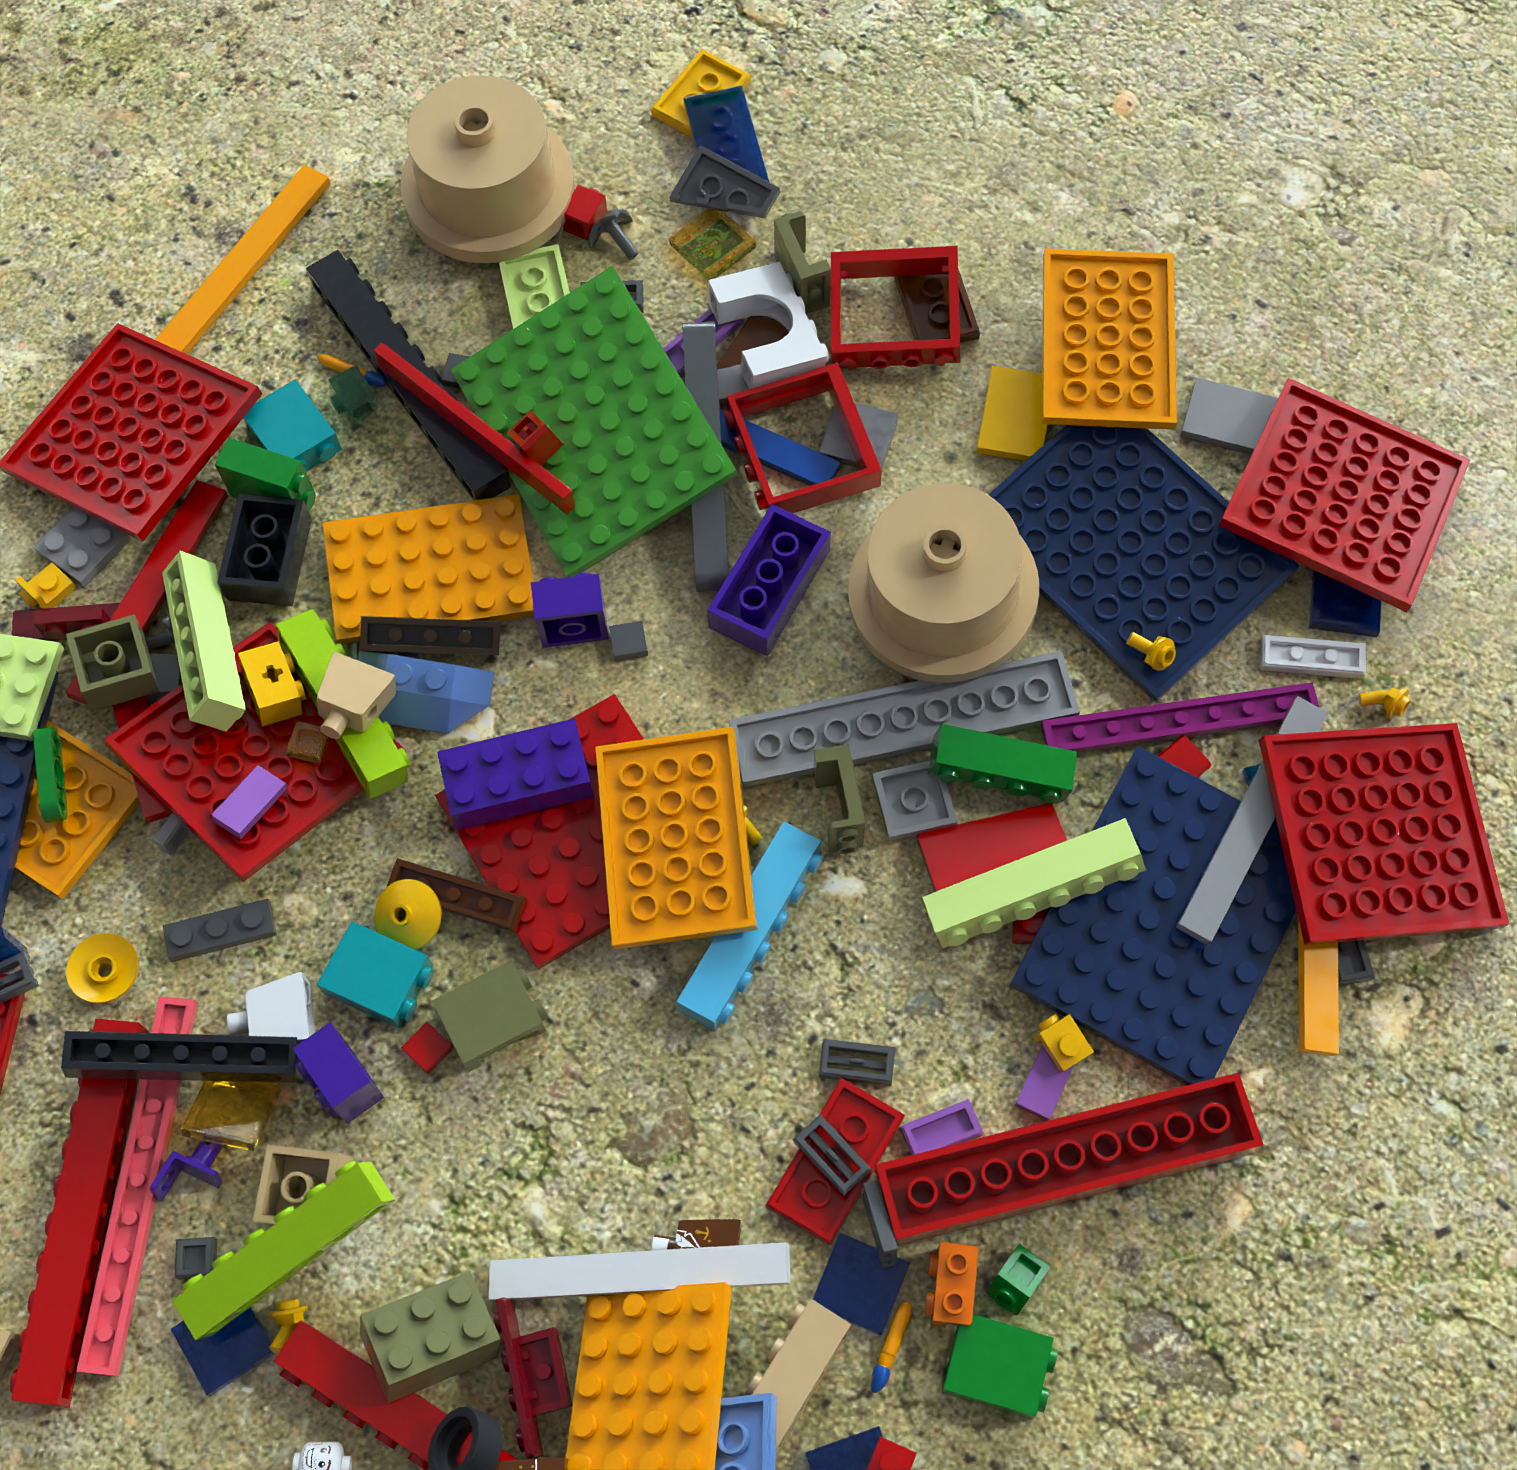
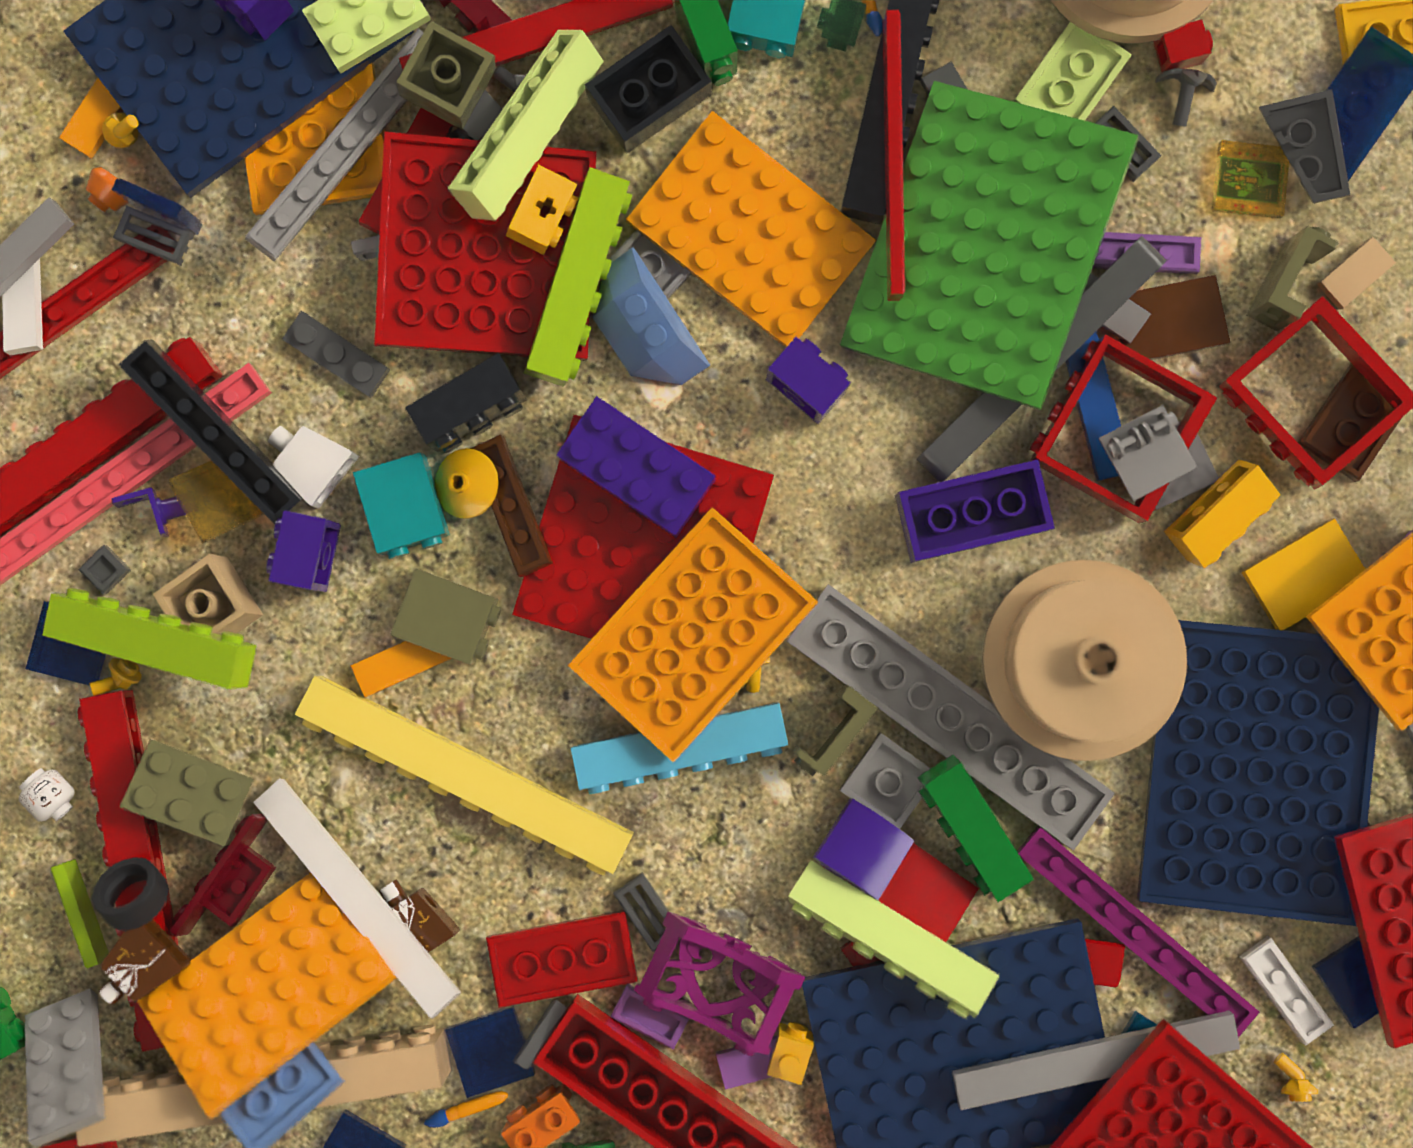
camera: 50 degrees right, 20 degrees up
(50, 774) = (329, 112): green beam -> none
(83, 798) = (331, 160): none -> light grey tile
(89, 960) = (216, 295): yellow dish -> none
(249, 802) = (434, 291): medium lavender tile -> none
(307, 743) = (523, 284): clear yellow tile -> none
(352, 695) = (580, 289): tan torso -> none
(352, 856) = (467, 405): none -> black brick
(427, 1047) = (385, 590): red tile -> none
(429, 635) = (690, 292): dark brown brick -> none
(491, 1088) = (394, 666): none -> light orange tile
(535, 438) = (927, 213): red slope -> none
(620, 1107) = (464, 774): none -> light yellow brick
(628, 640) = (828, 443): dark grey tile -> none
(771, 294) = (1238, 277): white arch -> none
(833, 430) = (1148, 452): none -> light grey hinge
(836, 227) = (1356, 273): none -> tan tile
(853, 1179) = (563, 925): dark grey tile -> none
(923, 427) = (1222, 513): none -> yellow brick
(947, 850) = (863, 848): none -> dark purple slope
(979, 1002) = (767, 972): none -> magenta fence
(1159, 654) = (1177, 875): yellow plate -> none

